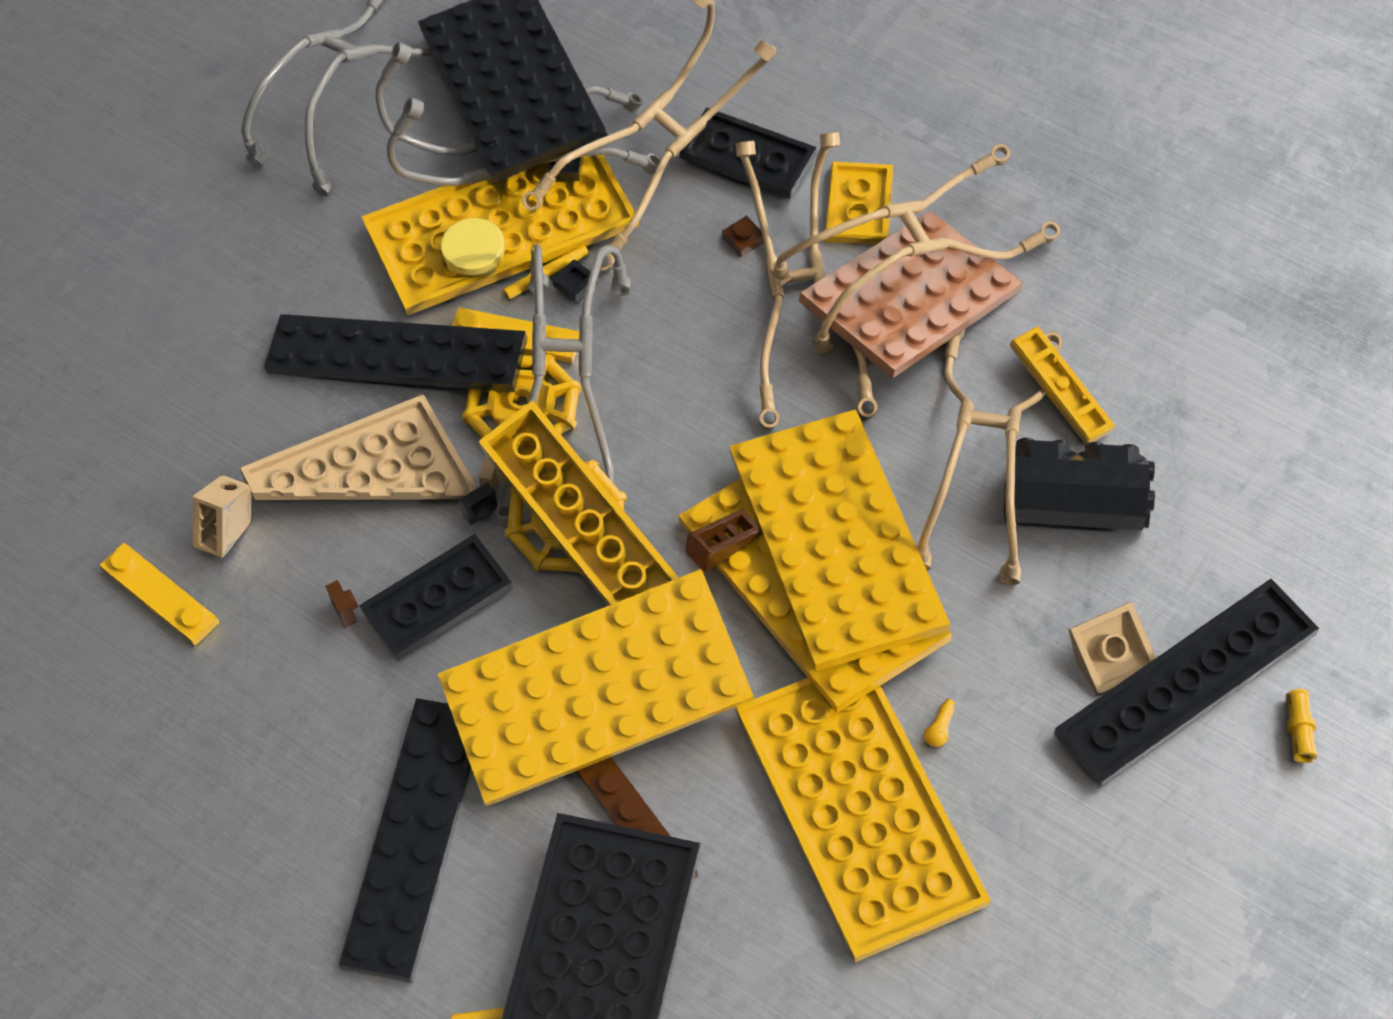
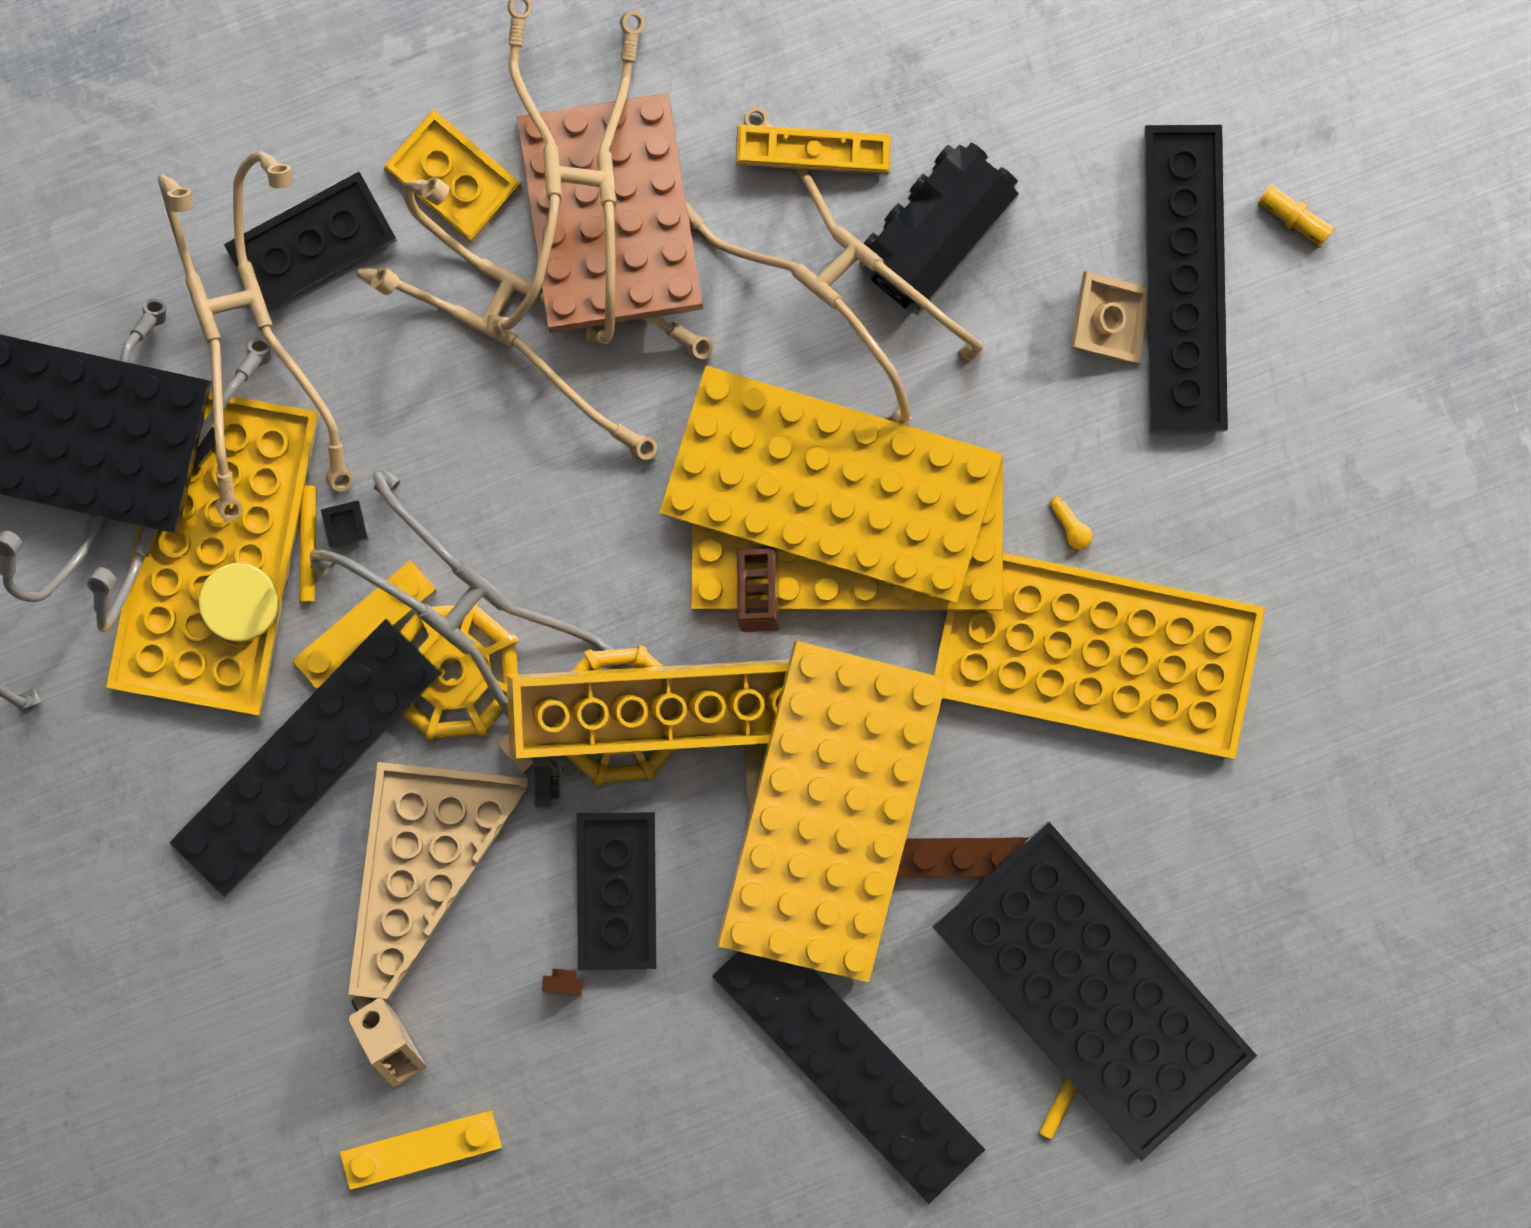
camera: 60 degrees left, 25 degrees up
(743, 236) = (408, 319): reddish brown plate -> none

